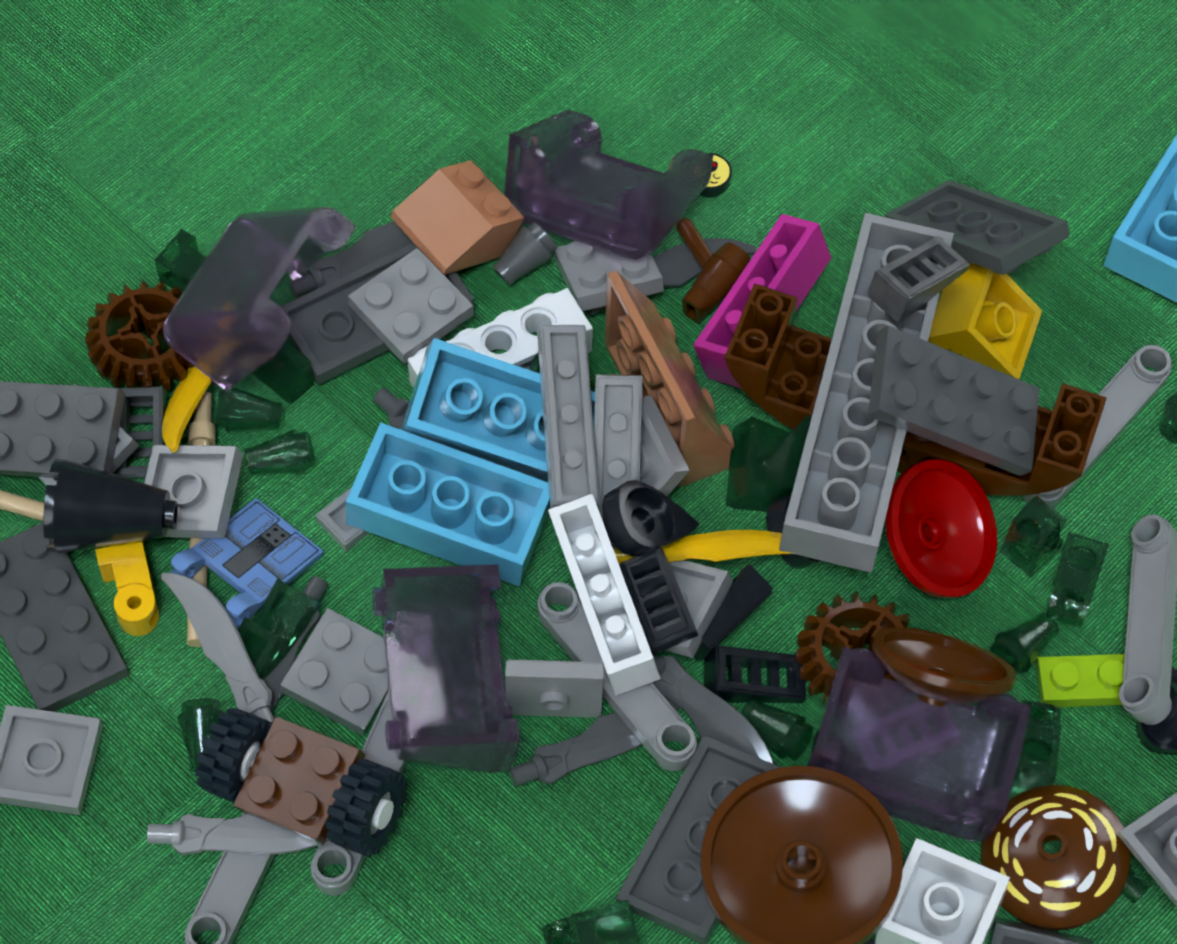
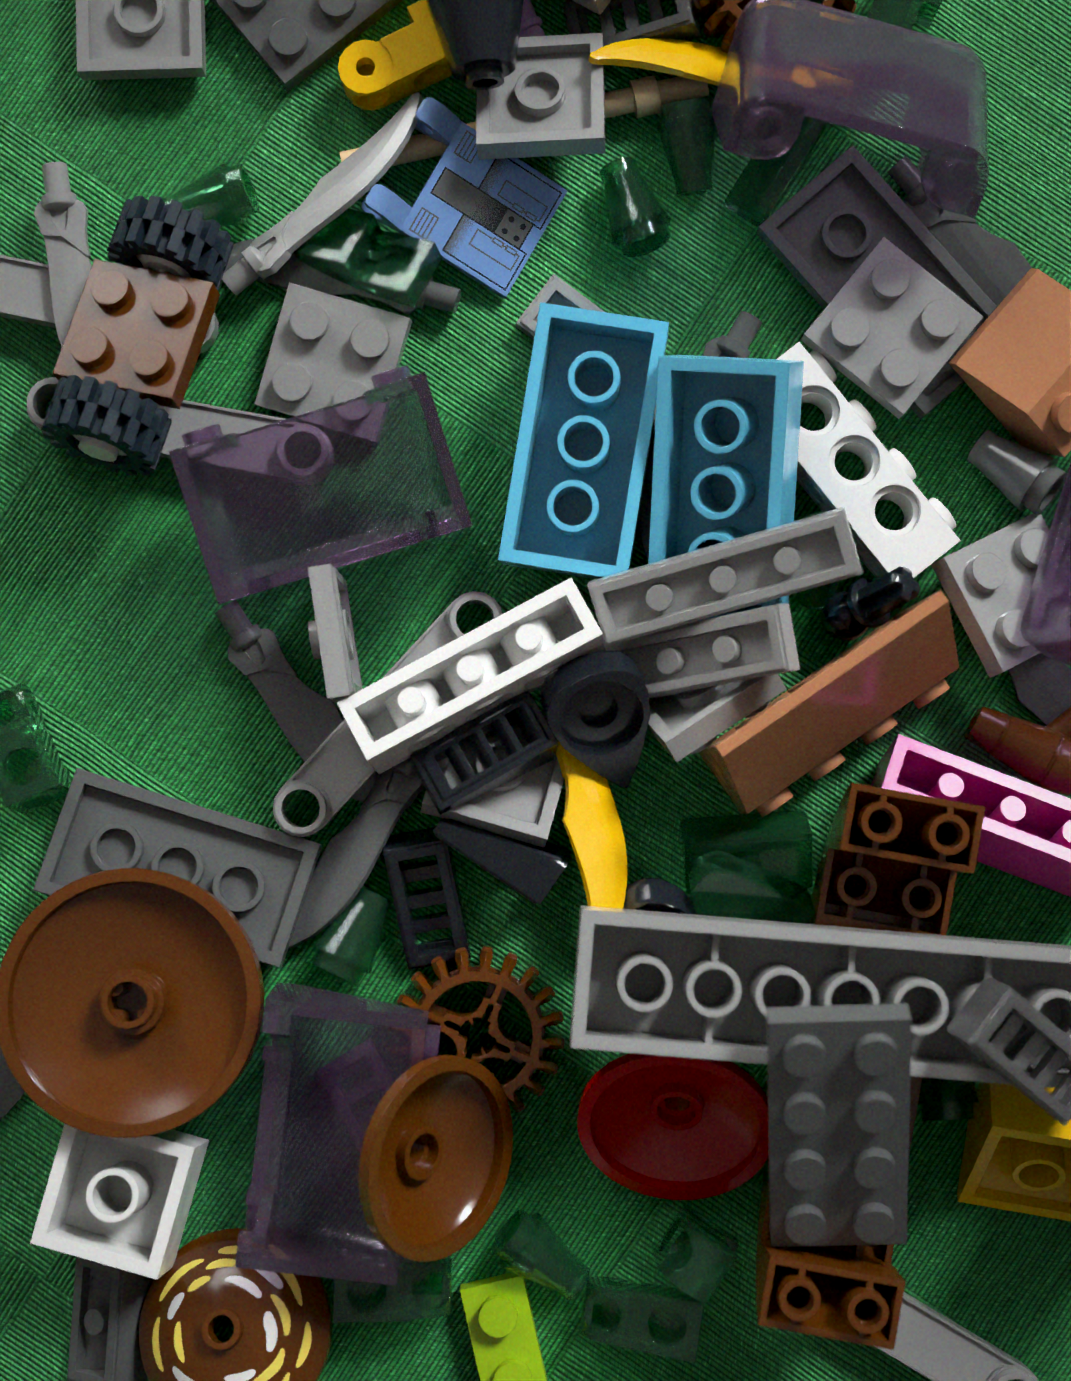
camera: 80 degrees right, 25 degrees up
(599, 346) = (867, 604): none -> black axle

